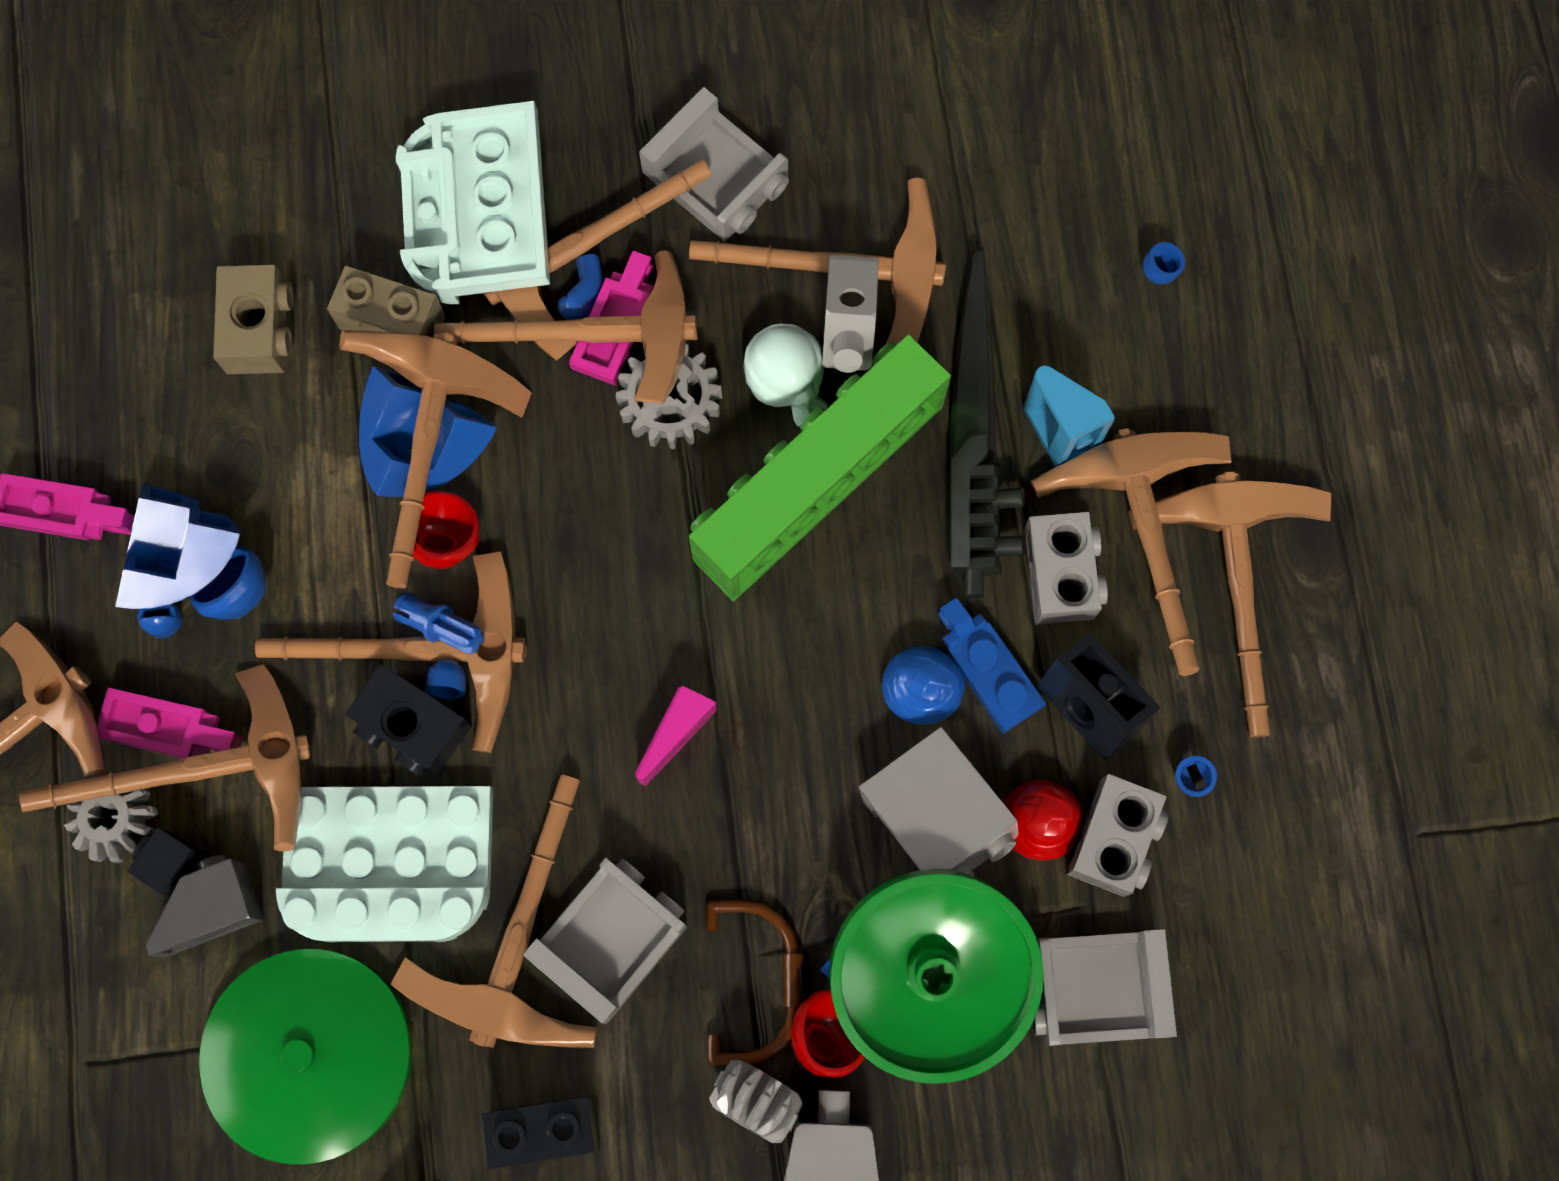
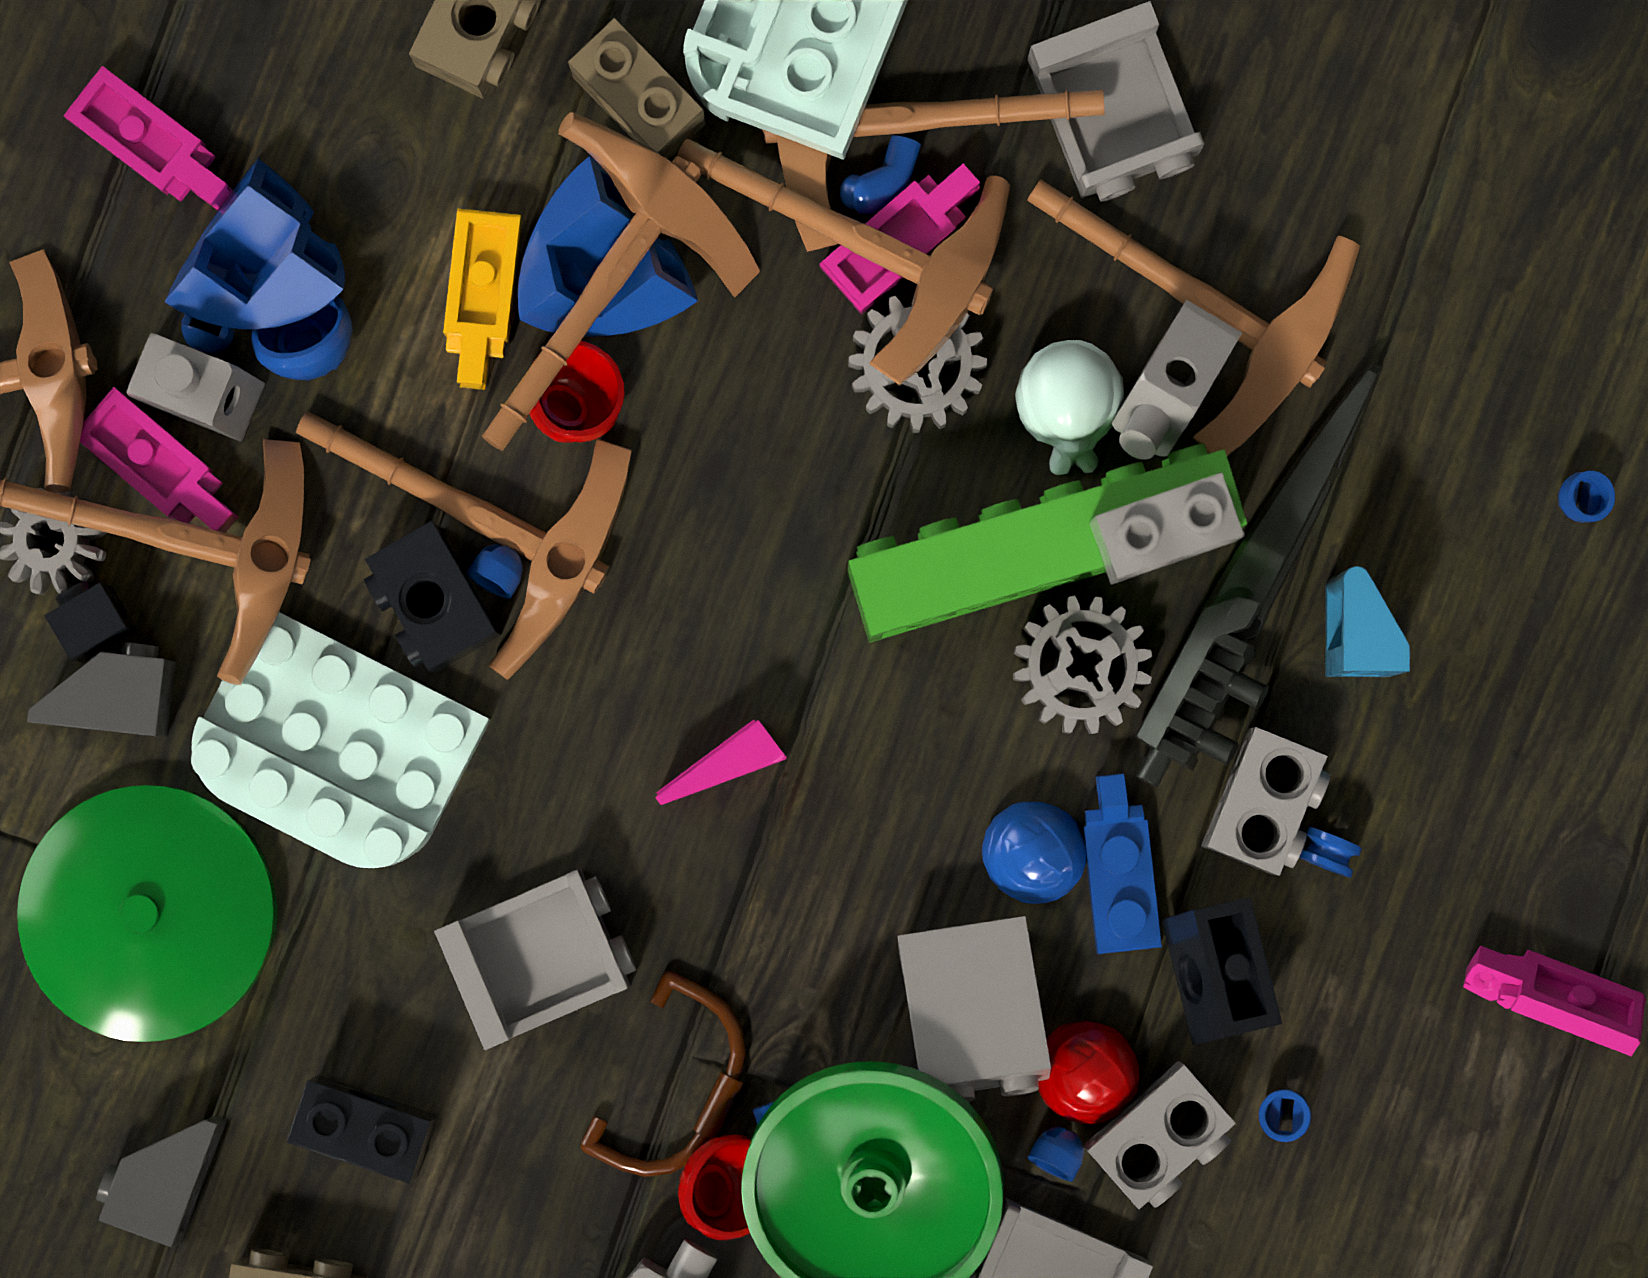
camera: 25 degrees right, 10 degrees up
(160, 658) = (195, 387): none -> light grey torso
(342, 496) = (481, 291): none -> yellow hinge
(438, 623) = (519, 503): blue axle -> none
(493, 1008) = (374, 967): medium nougat piece -> none
(756, 1101) = (609, 1217): light grey gear -> none
(873, 527) = (1104, 699): none -> light grey gear
(897, 398) = (1166, 528): none -> light grey brick
(1053, 887) = (1058, 1153): none -> blue hinge
(1126, 580) = (1330, 852): none -> blue bush
(1131, 465) = (1412, 721): medium nougat piece -> none
(1233, 508) = (1500, 831): medium nougat piece -> none
(1335, 598) = (1560, 996): none -> dark pink hinge

